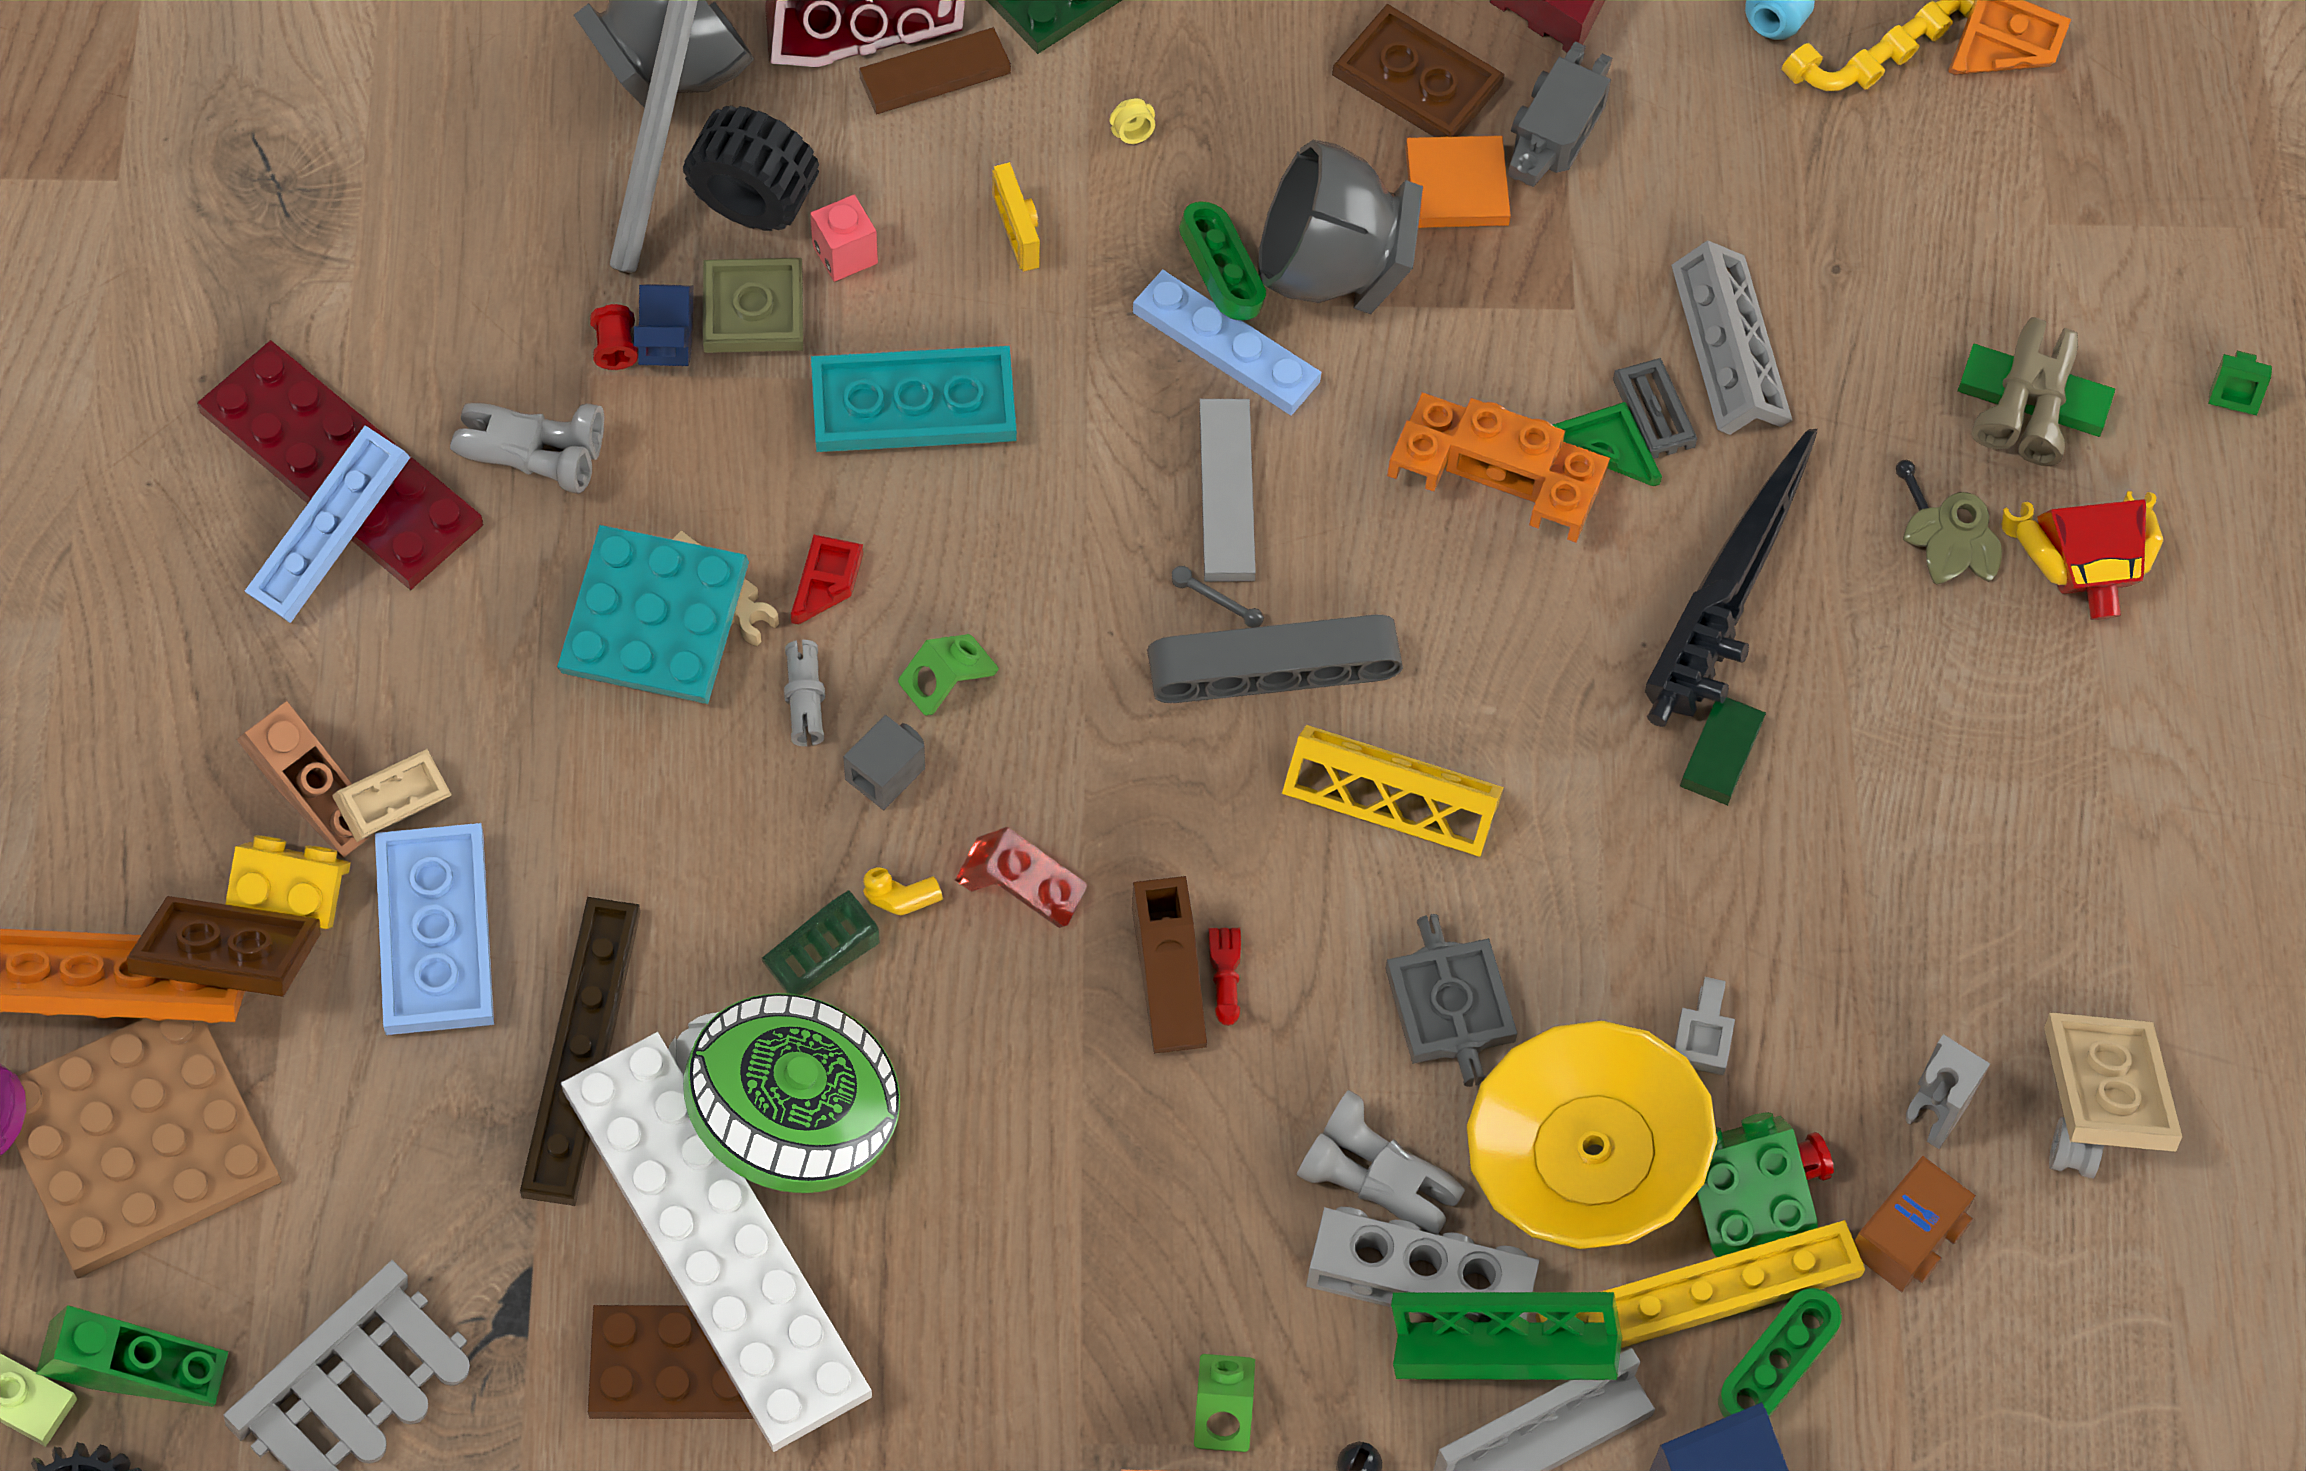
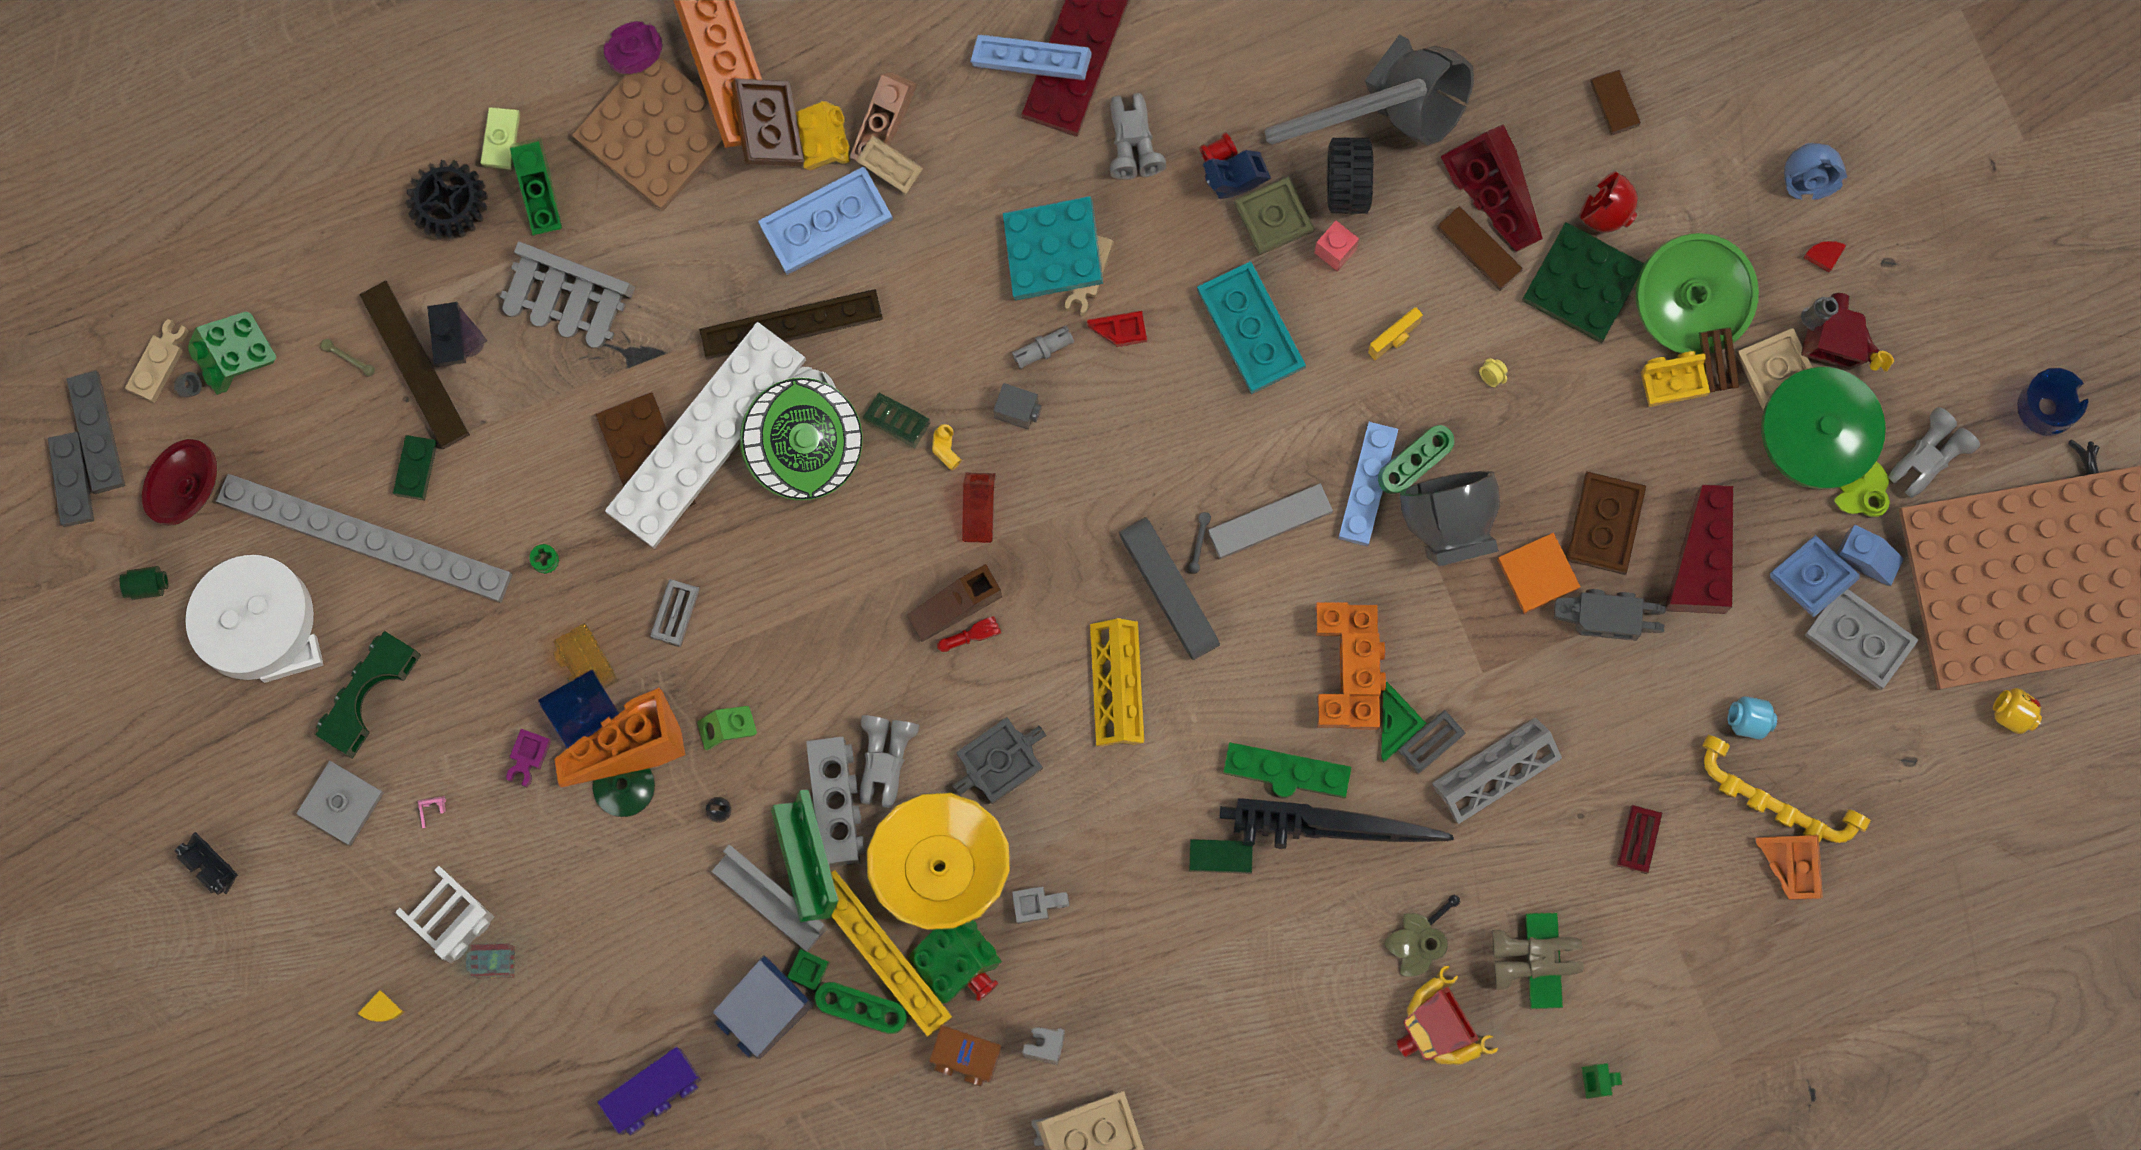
camera: 75 degrees right, 15 degrees up
(951, 661) = (1090, 416): bright green bracket -> none
(1027, 1442) = (667, 637): none -> light grey tile
(1624, 613) = (1287, 771): none -> green hinge
(1681, 1413) = (808, 970): none -> green tile
(1896, 213) = (1633, 865): none -> dark red tile

